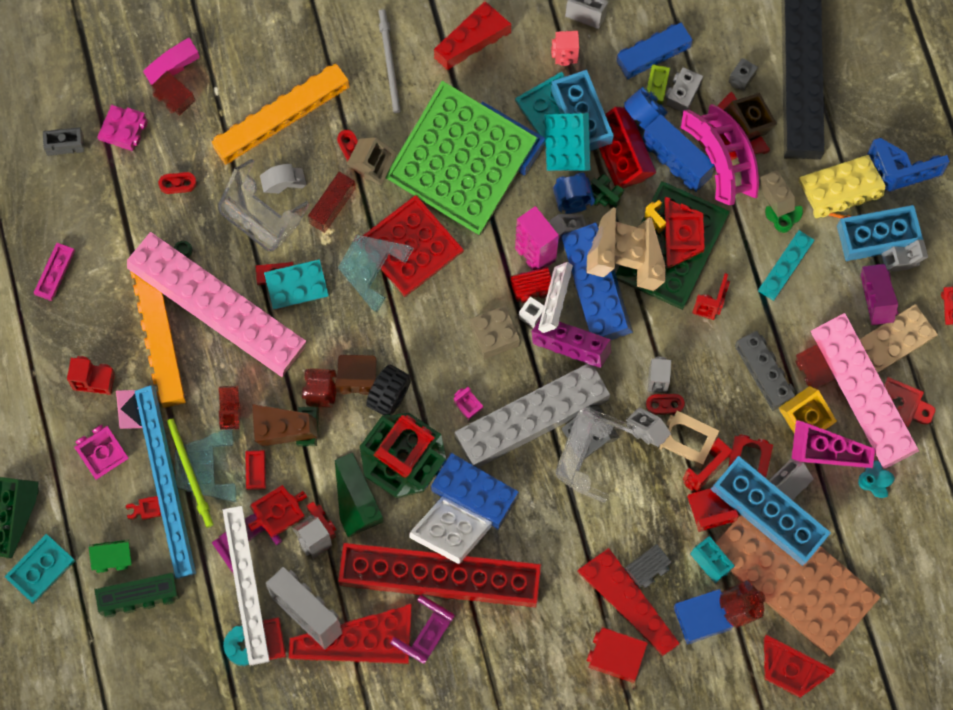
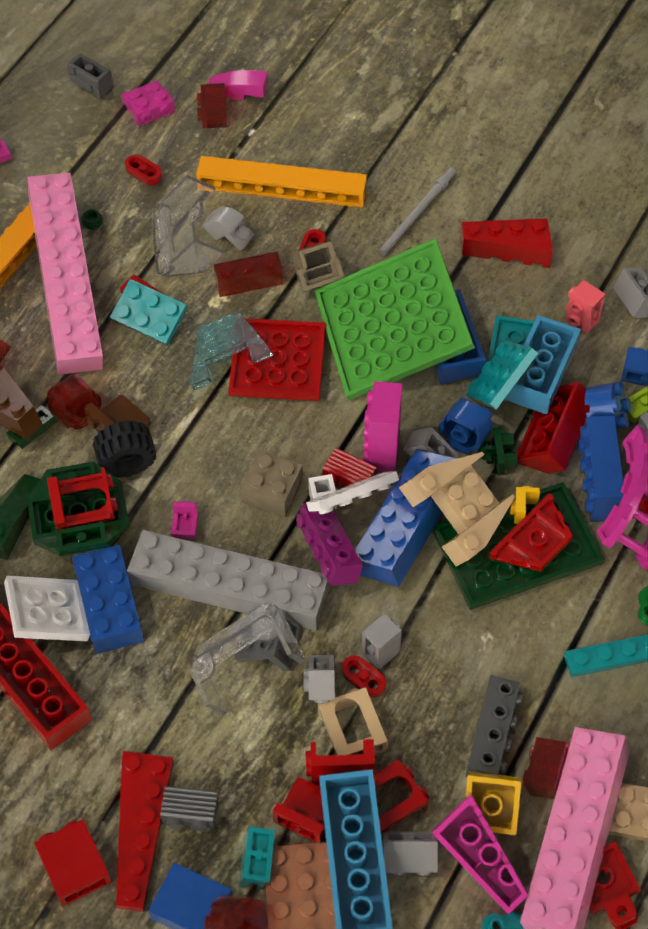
camera: 45 degrees right, 15 degrees down
(709, 307) = (500, 626): red bracket -> none

